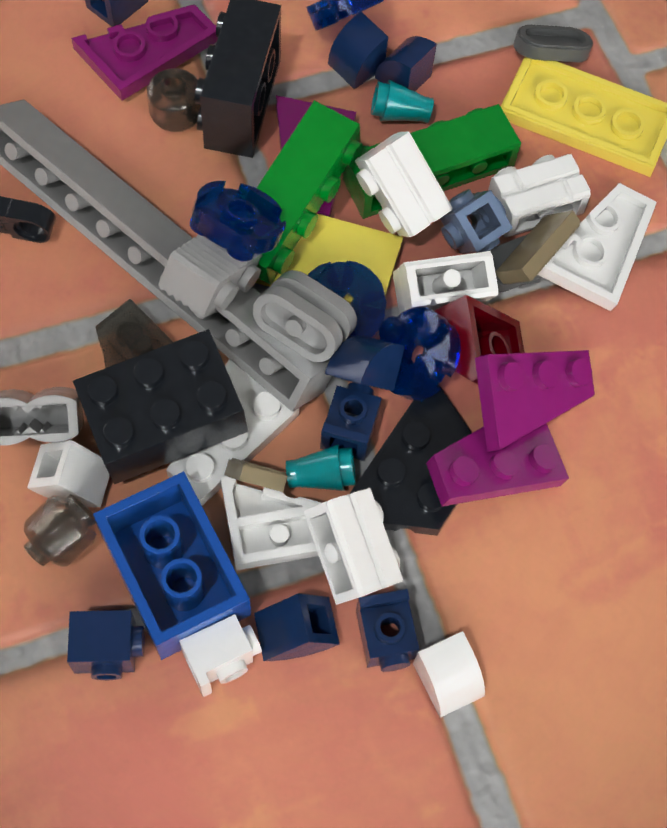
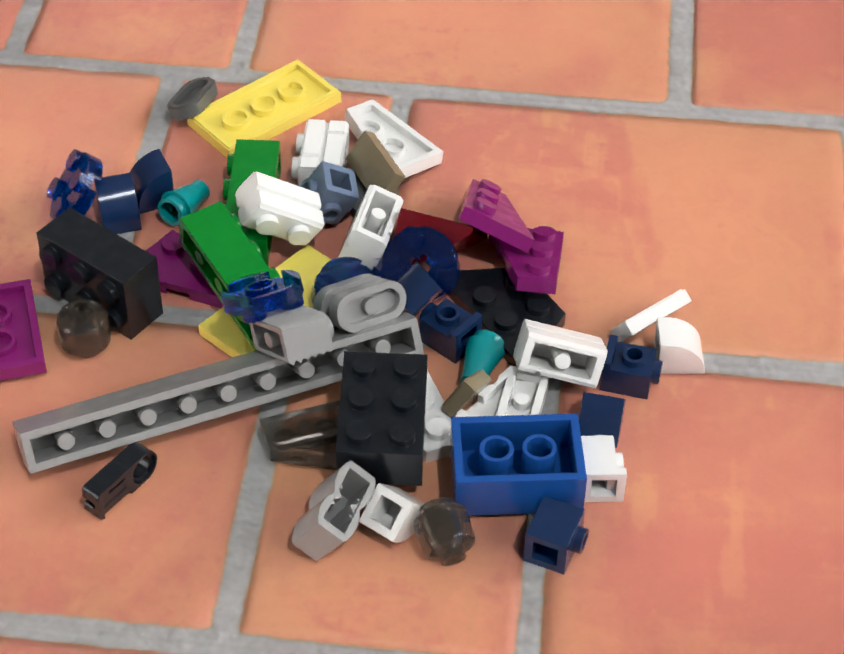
camera: 60 degrees left, 20 degrees down
(478, 623) = (649, 316): none -> white tile

